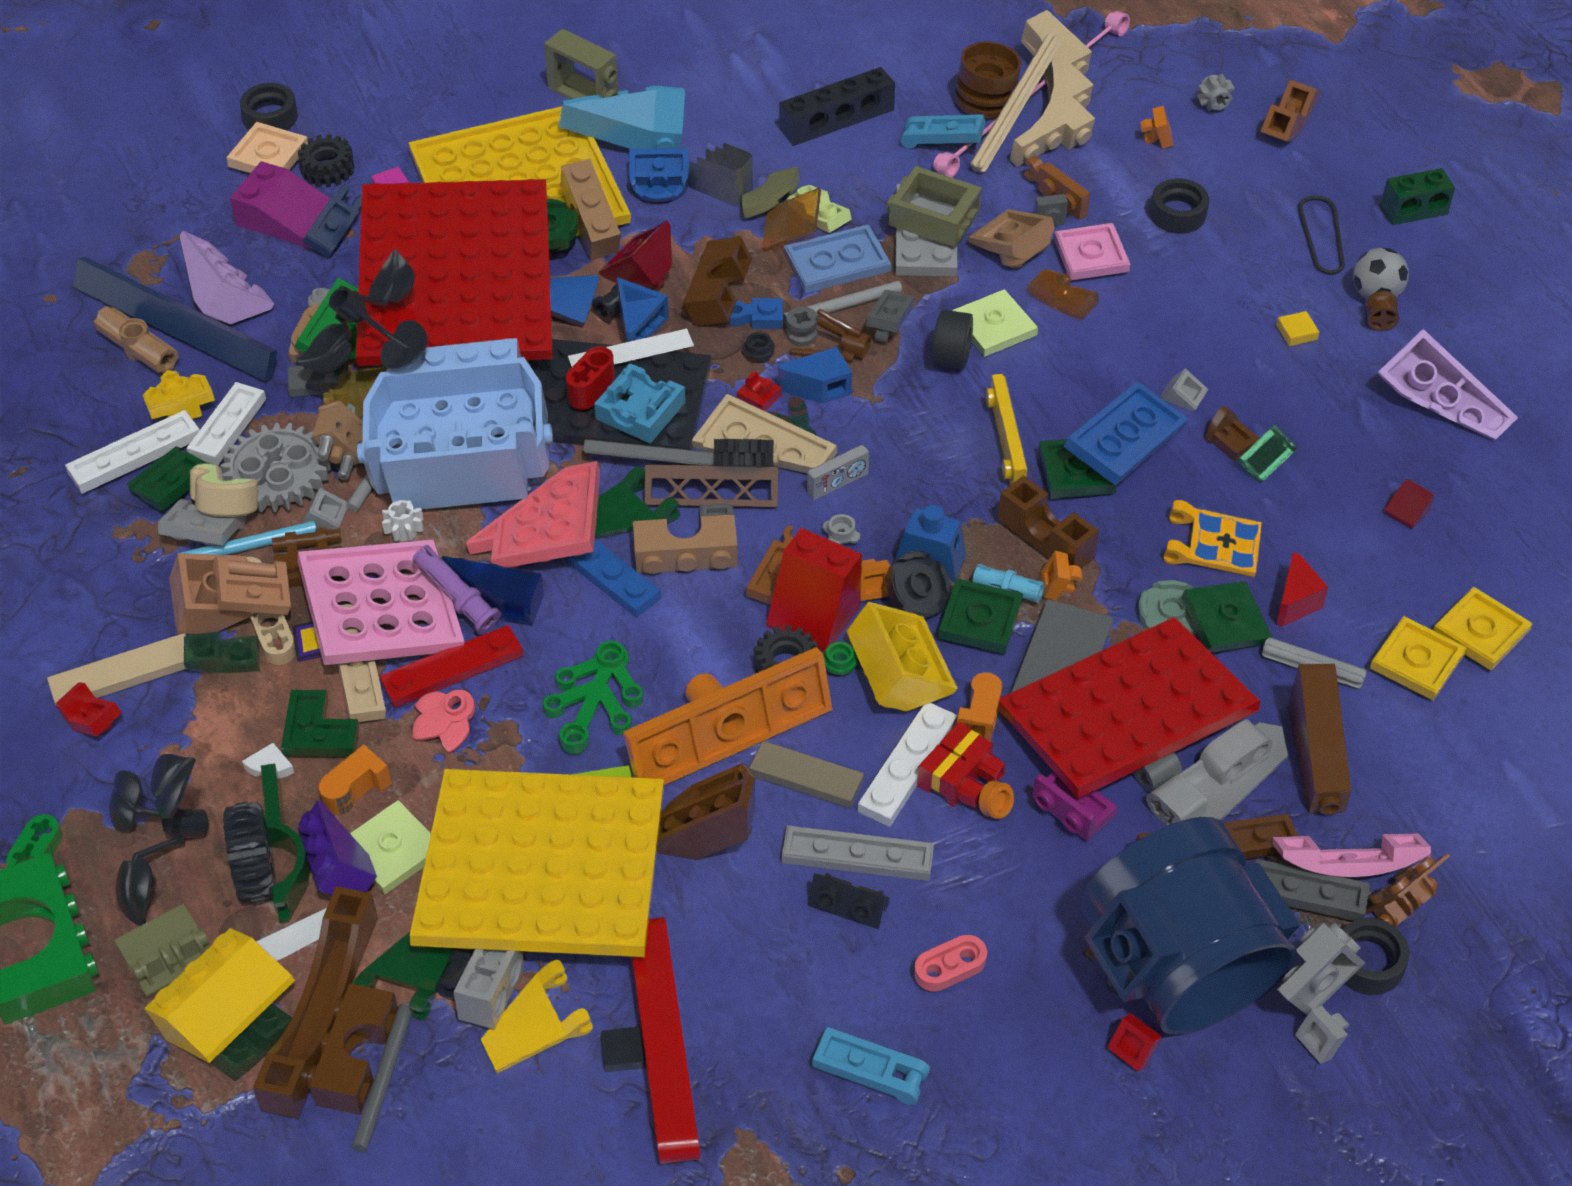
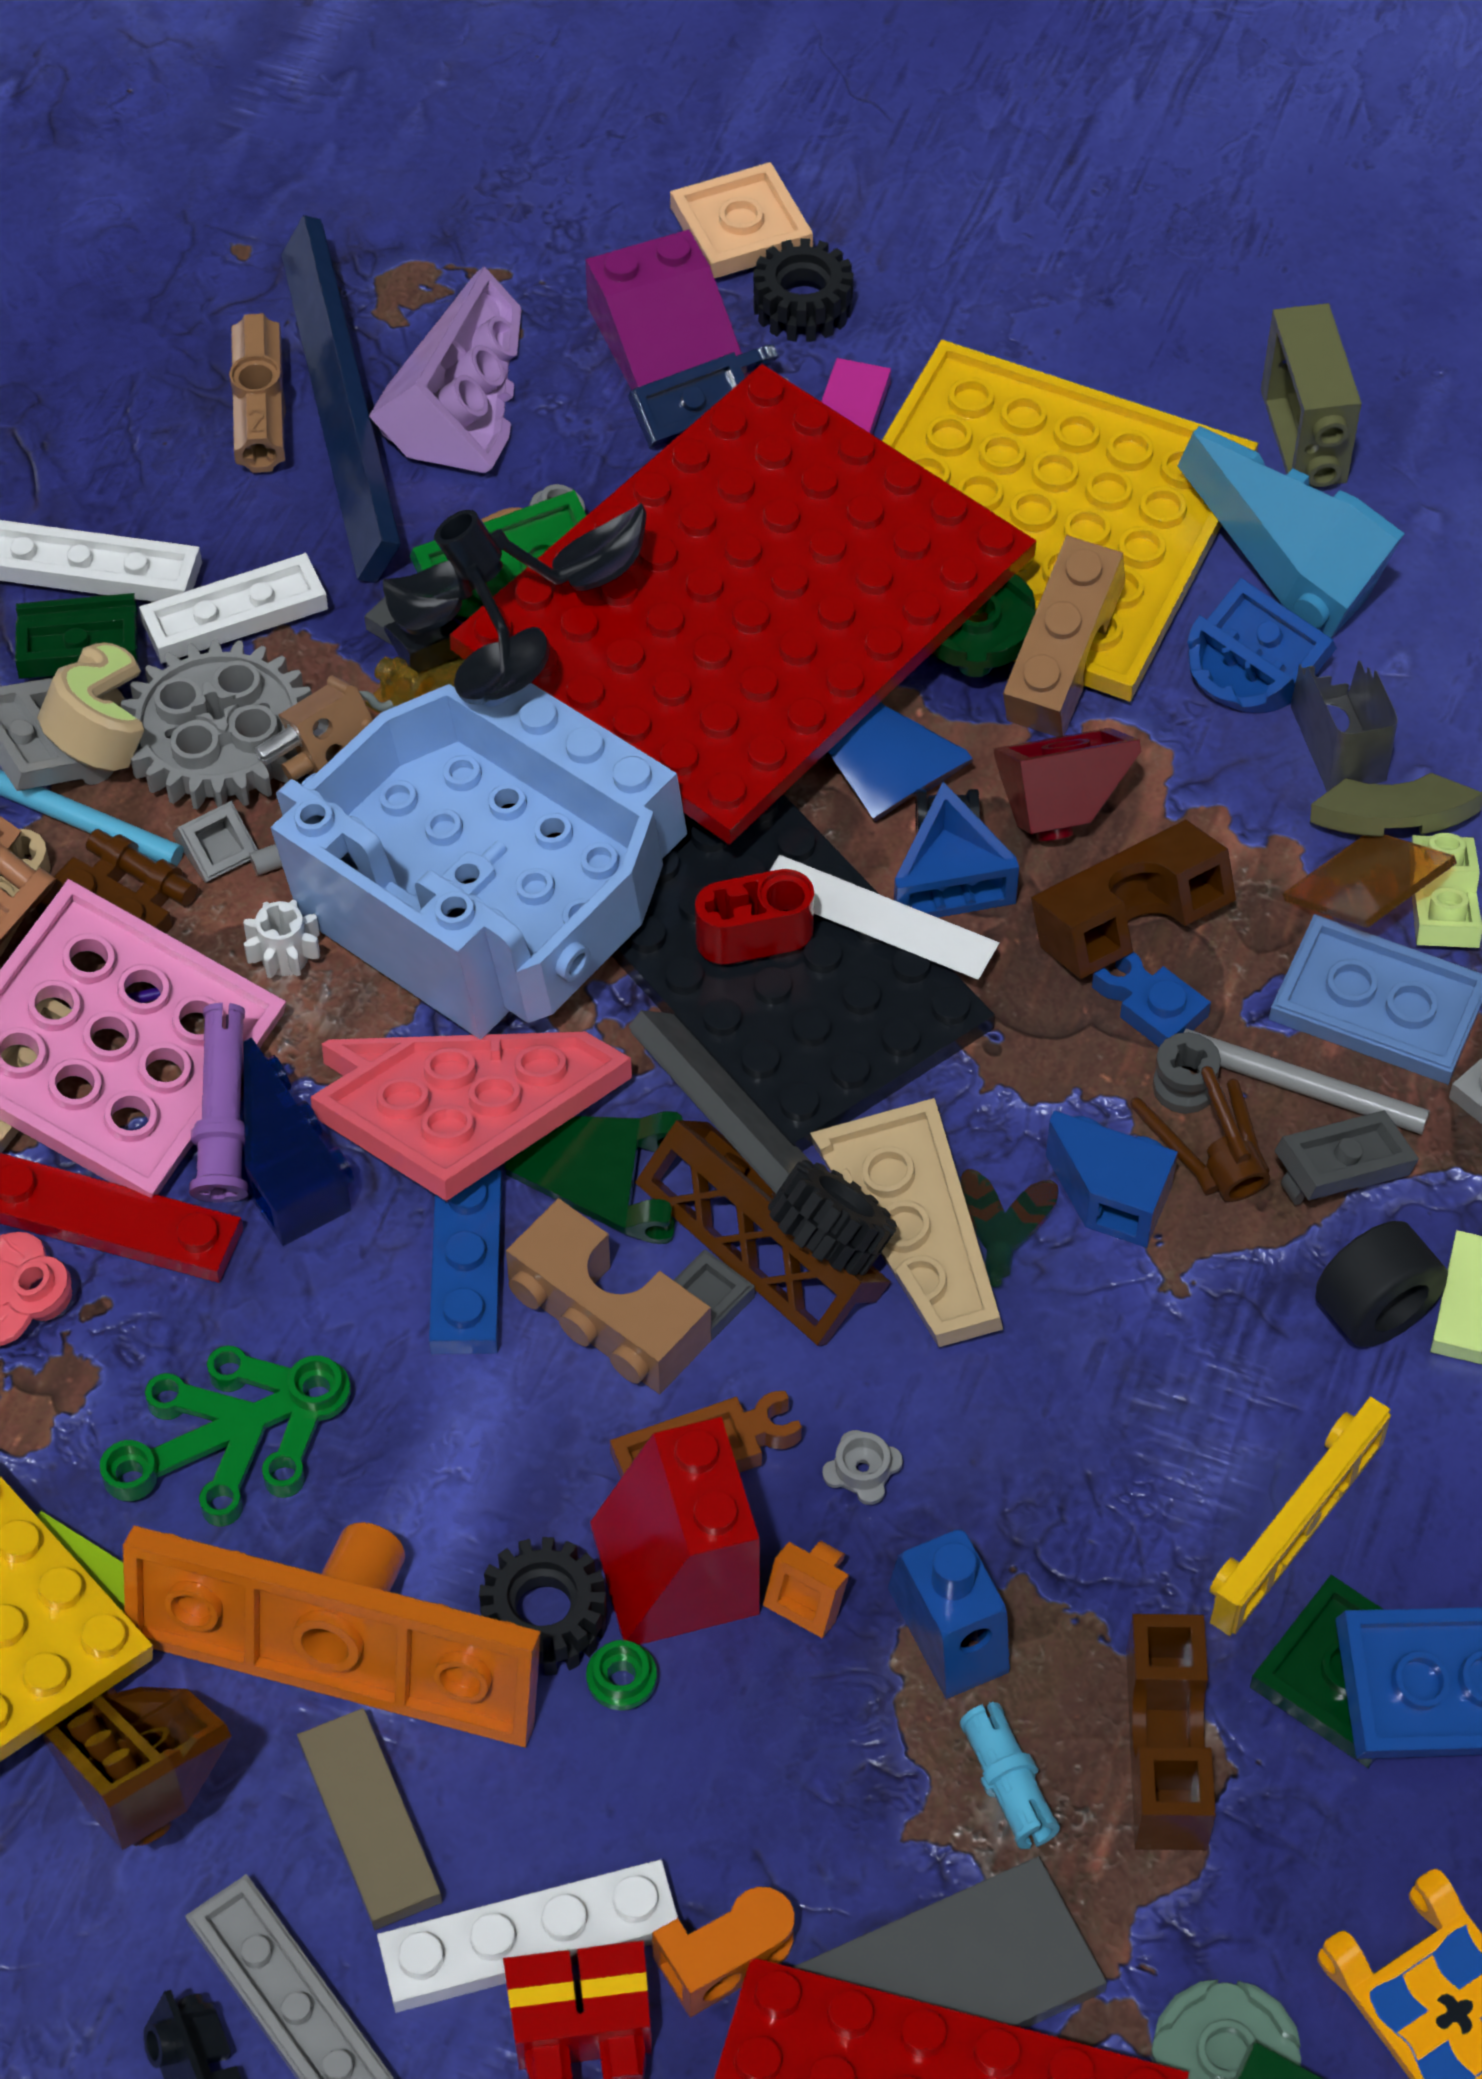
camera: 45 degrees right, 5 degrees up
(178, 394) = (220, 517): yellow plate -> none
(269, 94) = (819, 124): black tyre -> none
(639, 413) = (767, 1032): dark azure brick -> none
(759, 346) = (1087, 1043): black plate -> none
(759, 391) = (1001, 1133): red tile -> none
(837, 472) = (958, 1363): light grey tile -> none
(899, 657) = (693, 1756): yellow slope -> none
(918, 584) = (857, 1658): black tile -> none
(980, 616) = (903, 1792): dark green plate -> none
(1059, 575) = (1098, 1835): orange tile -> none

